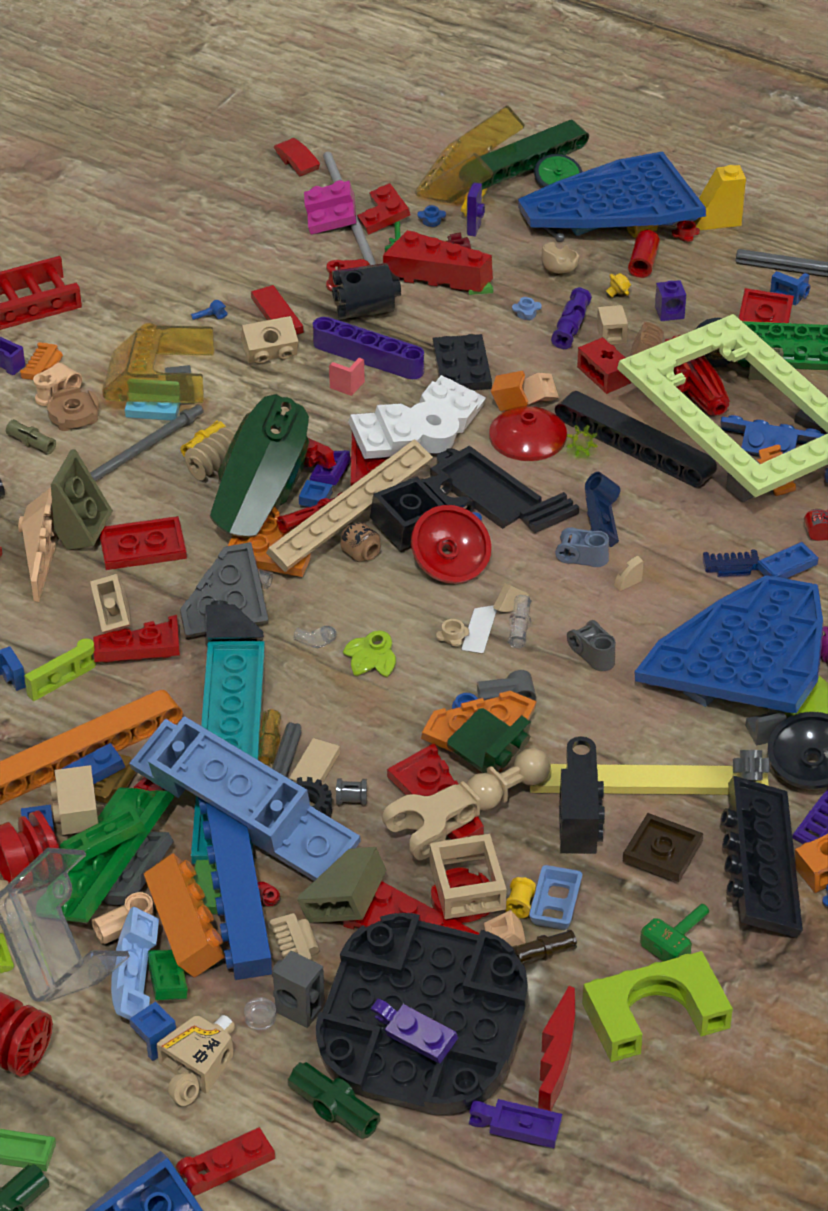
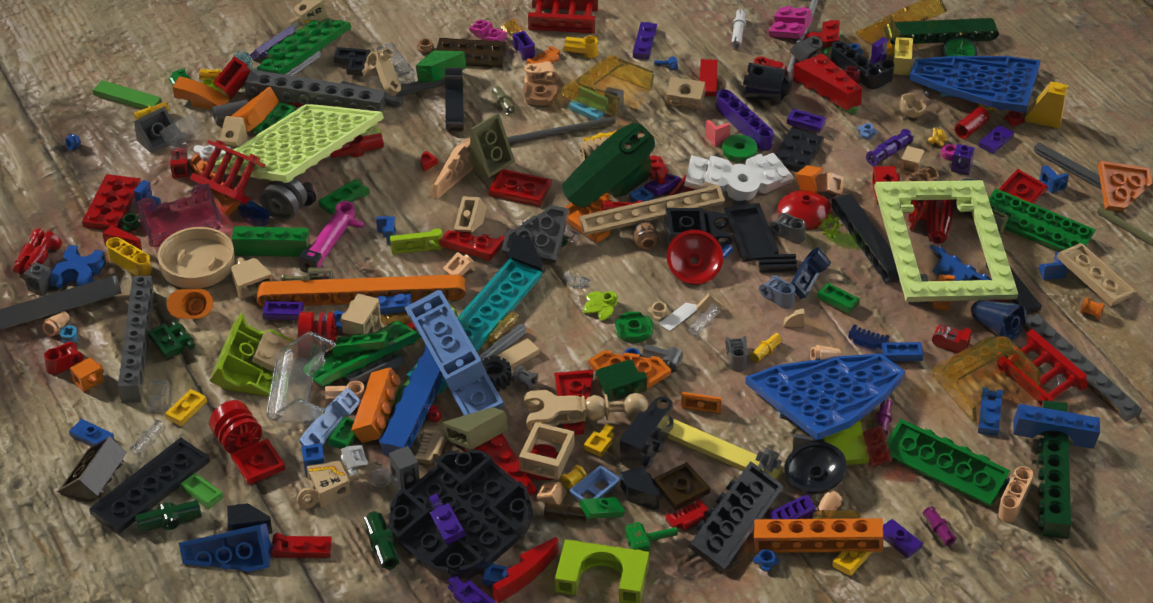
camera: 30 degrees right, 0 degrees up
(71, 1069) = (257, 461): none -> red plate
(91, 327) = (586, 46): none -> yellow piece
(118, 1156) = (246, 516): none -> black slope
(145, 678) = (459, 265): none -> light nougat bracket
(157, 293) = (644, 40): none -> dark purple plate
(210, 1003) = (353, 456): none -> white plate
(265, 231) = (739, 24): none -> white pin
(377, 233) = (806, 48): none -> dark grey piece
(398, 380) = (748, 146): none -> green tile
(435, 678) = (633, 335): none -> green tile
(444, 322) = (806, 120): none -> dark purple plate
(483, 235) = (871, 74): none -> black beam
(502, 201) = (903, 55): none -> light yellow brick
(514, 836) = (600, 442): none -> yellow plate
(524, 1076) = (494, 574): none -> blue plate
(533, 460) = (789, 228): none -> dark grey piece
(590, 921) = (602, 507): none -> green plate
(603, 727) = (701, 402): none -> orange slope
(616, 873) = (639, 487): none -> black slope
(623, 624) = (765, 348): none -> yellow axle
(643, 298) = (948, 151): none -> dark pink tile
(659, 527) = (838, 298): none -> green plate
(684, 263) = (996, 139): none -> dark purple plate
(698, 602) = (823, 352): none -> light nougat cone
(699, 883) = (688, 518): none -> red piece

